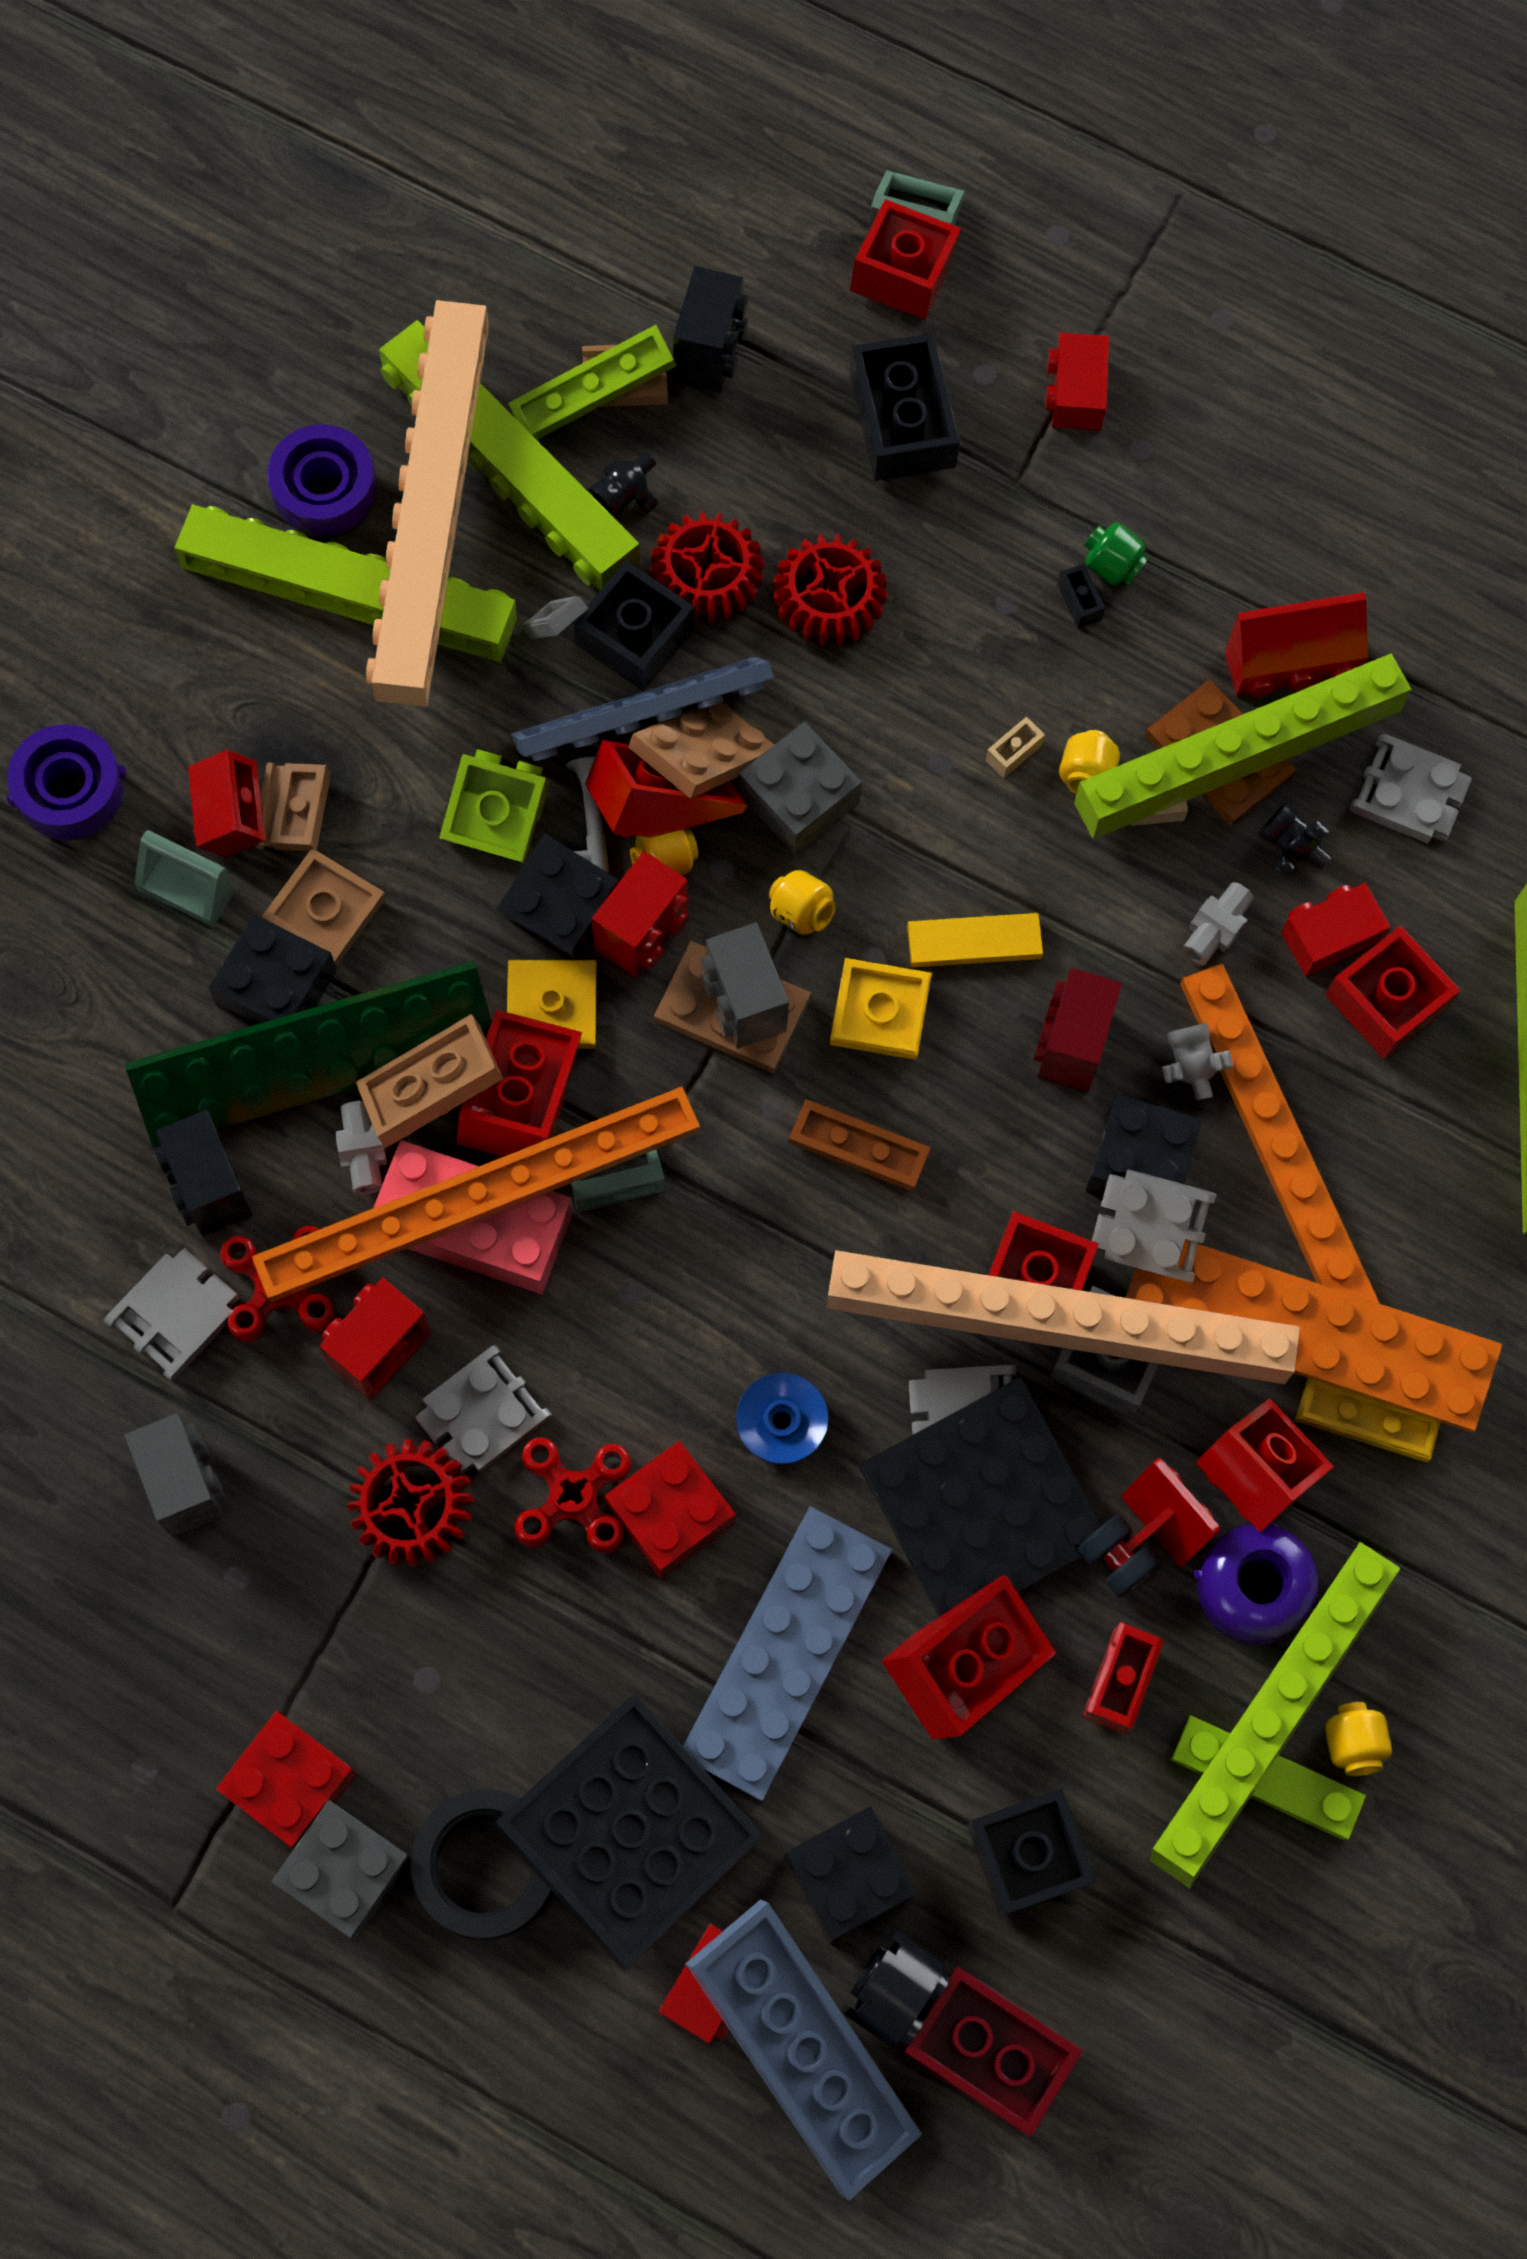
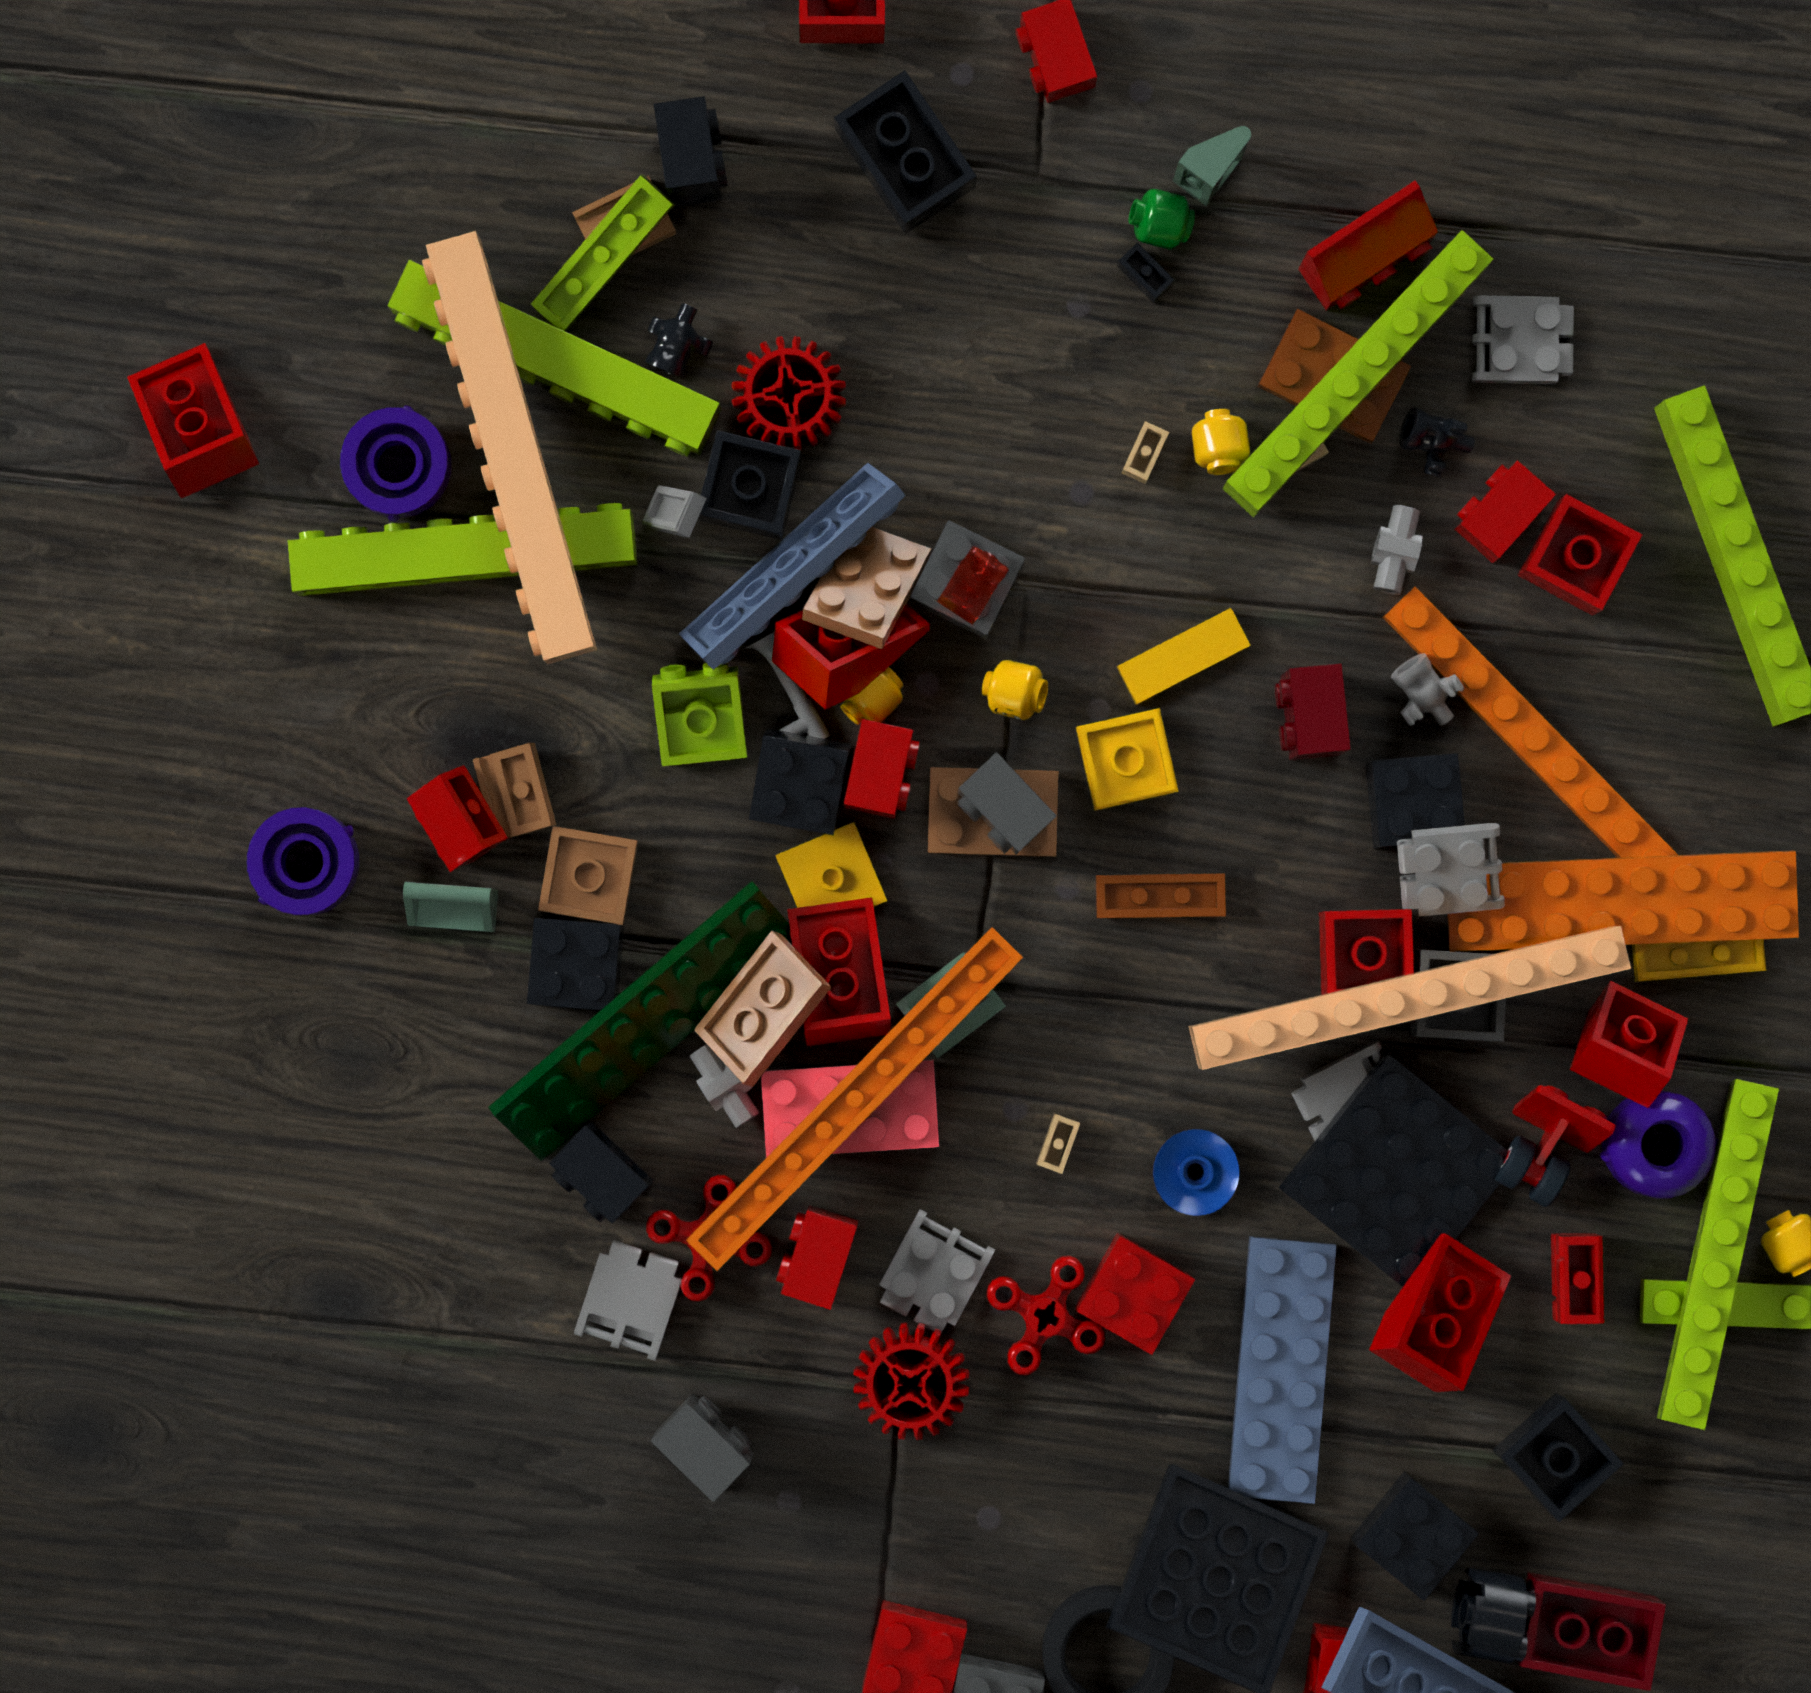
camera: 15 degrees left, 15 degrees up
(159, 383) = (192, 421): none -> red slope
(658, 1337) = (1058, 1143): none -> tan piece
(802, 775) = (972, 584): none -> clear red bracket
(835, 568) = (897, 354): red gear -> none
(1167, 514) = (1210, 163): none -> sand green tile

